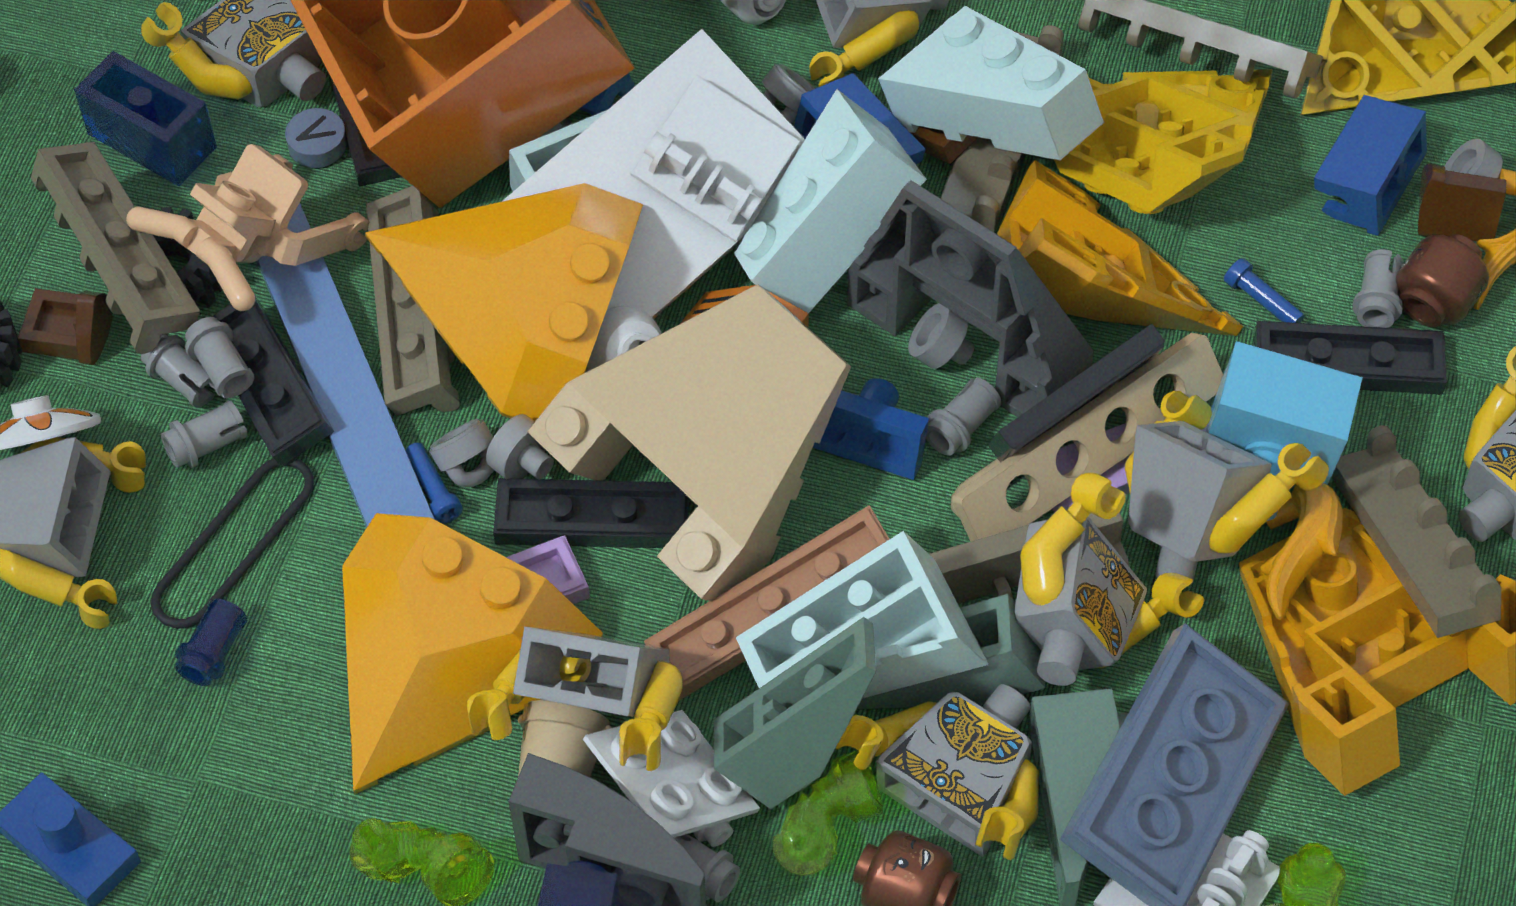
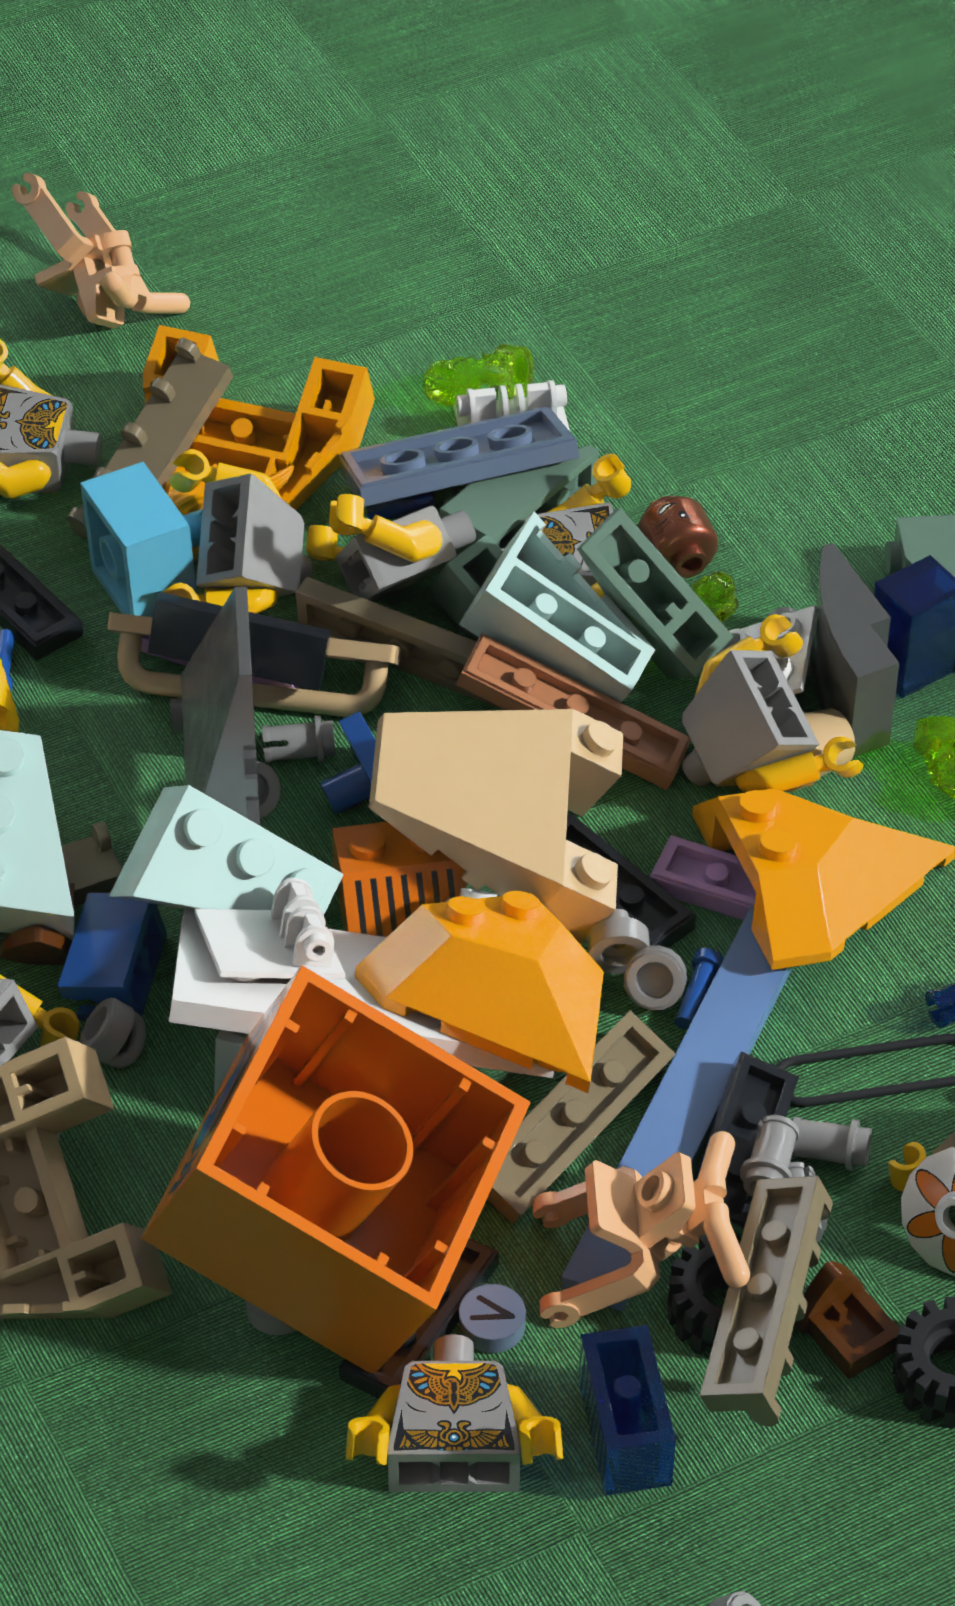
camera: 135 degrees left, 10 degrees down
(1098, 266) = (110, 723): light orange wedge -> none

